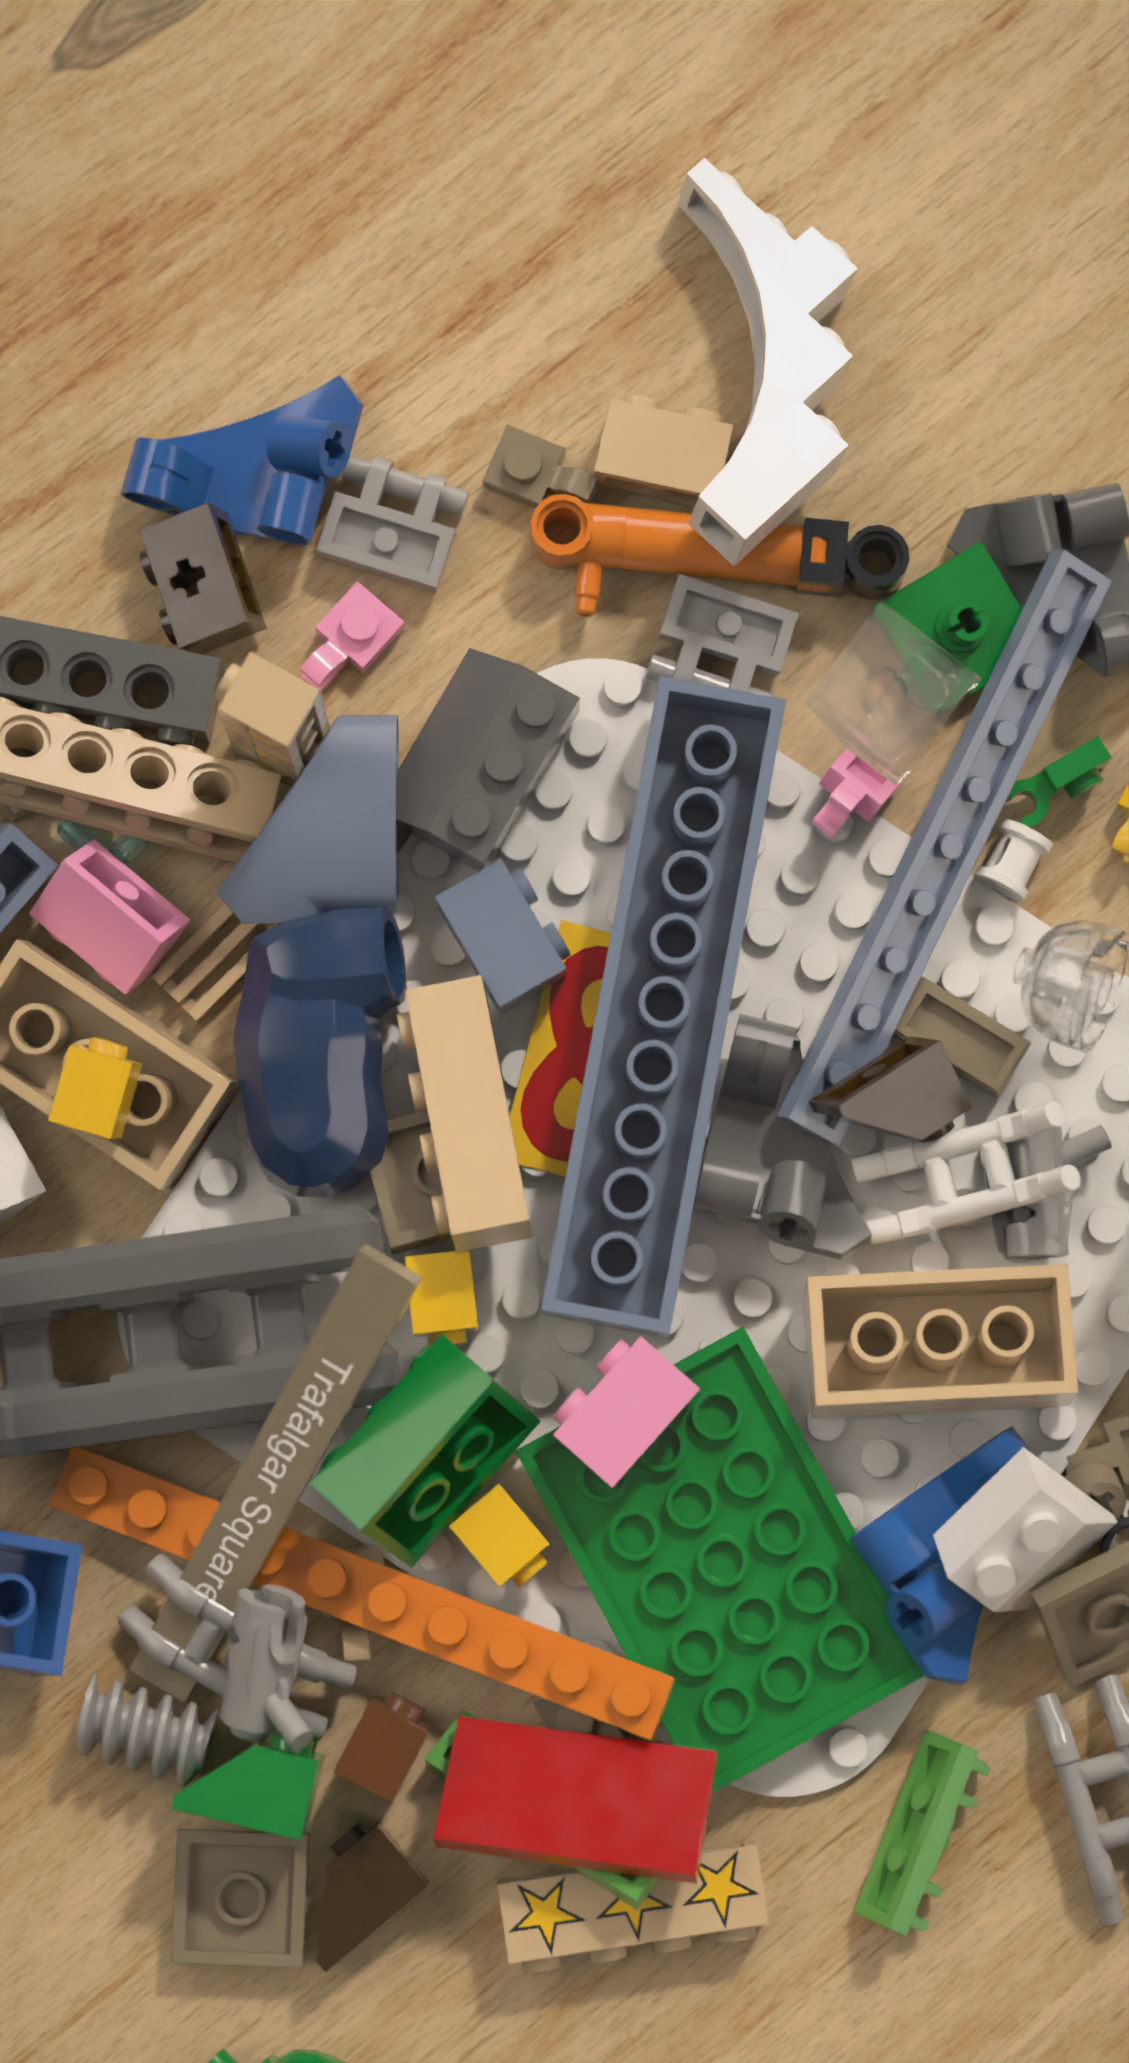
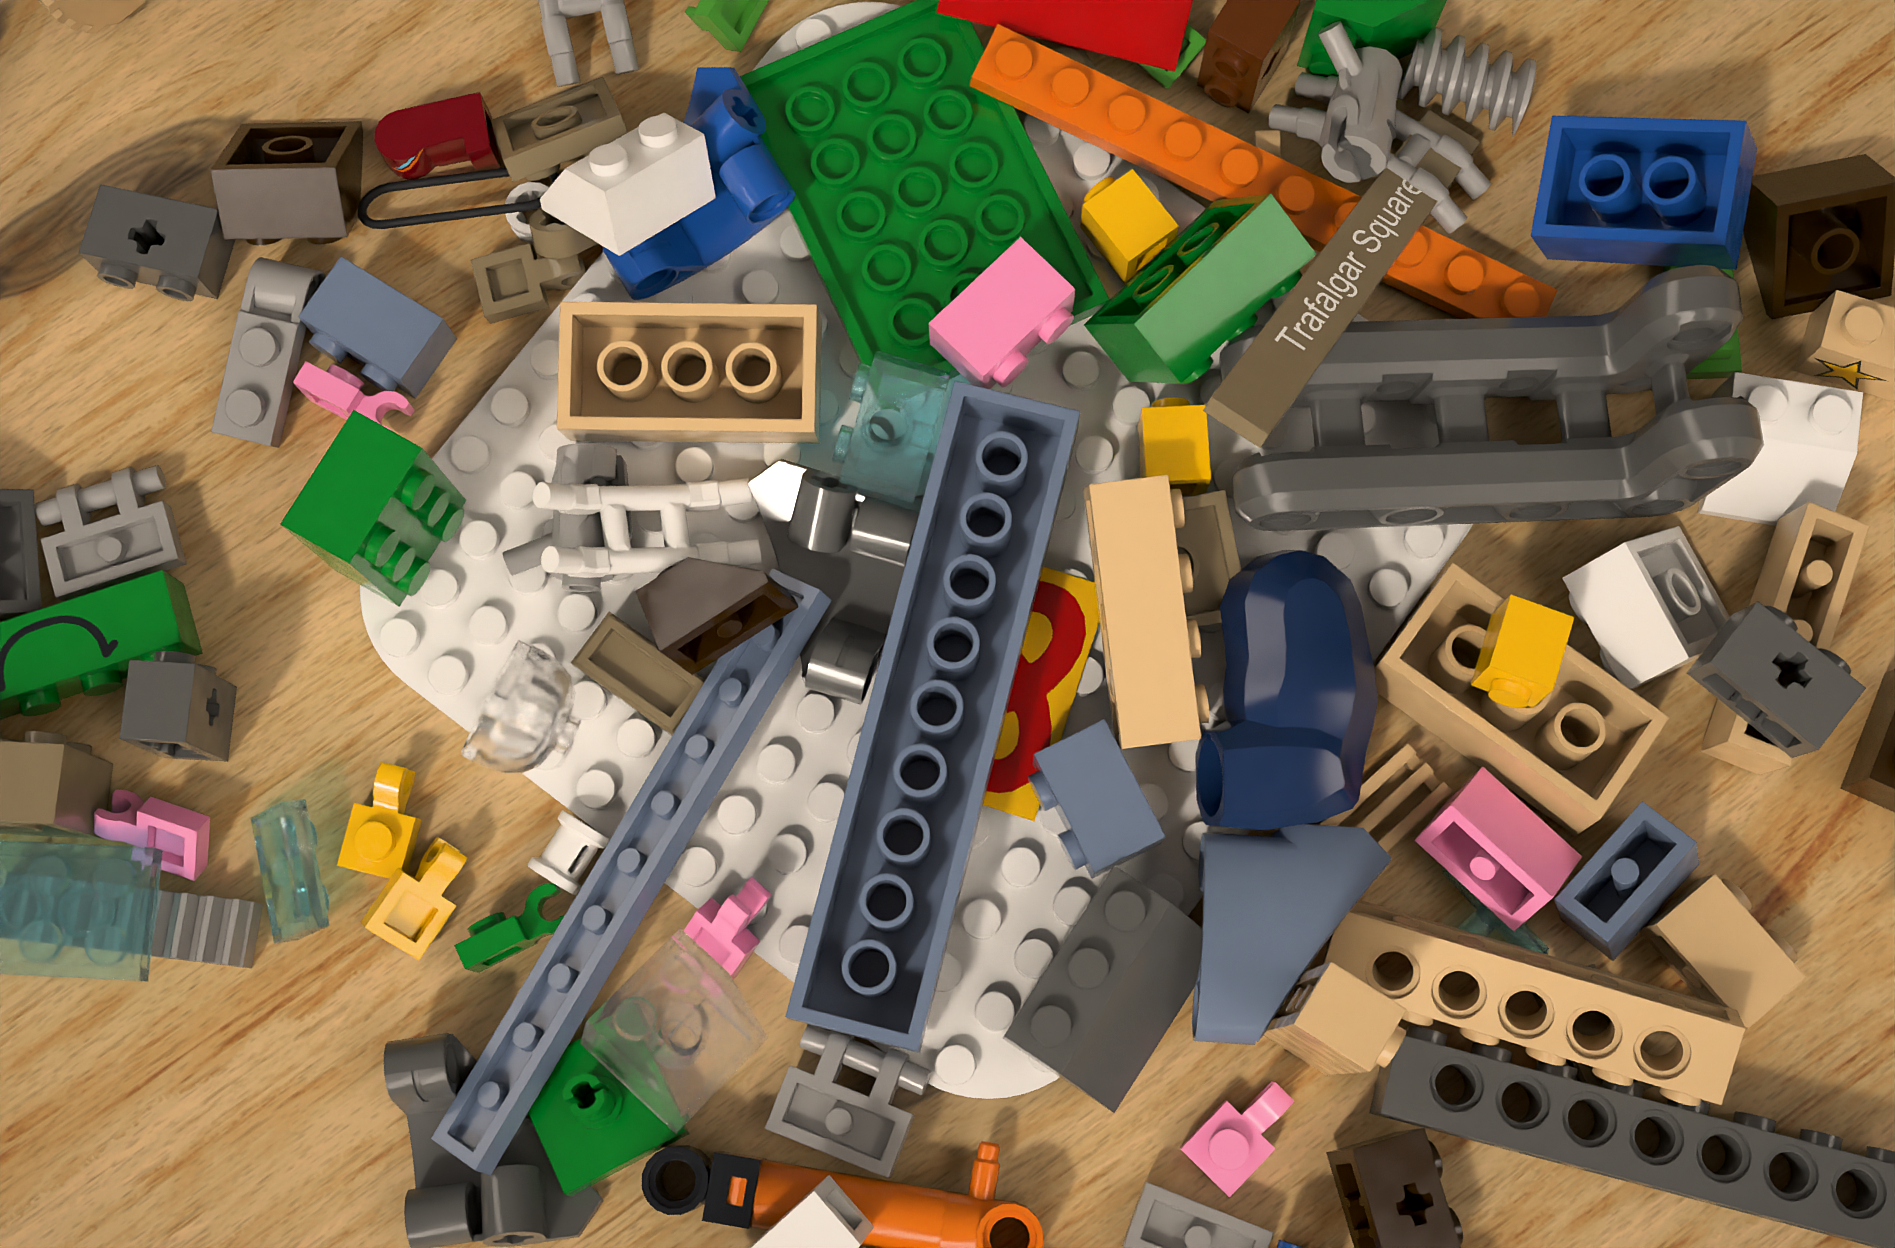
camera: 170 degrees left, 5 degrees down
(725, 1259) = (895, 464): none -> clear light blue brick

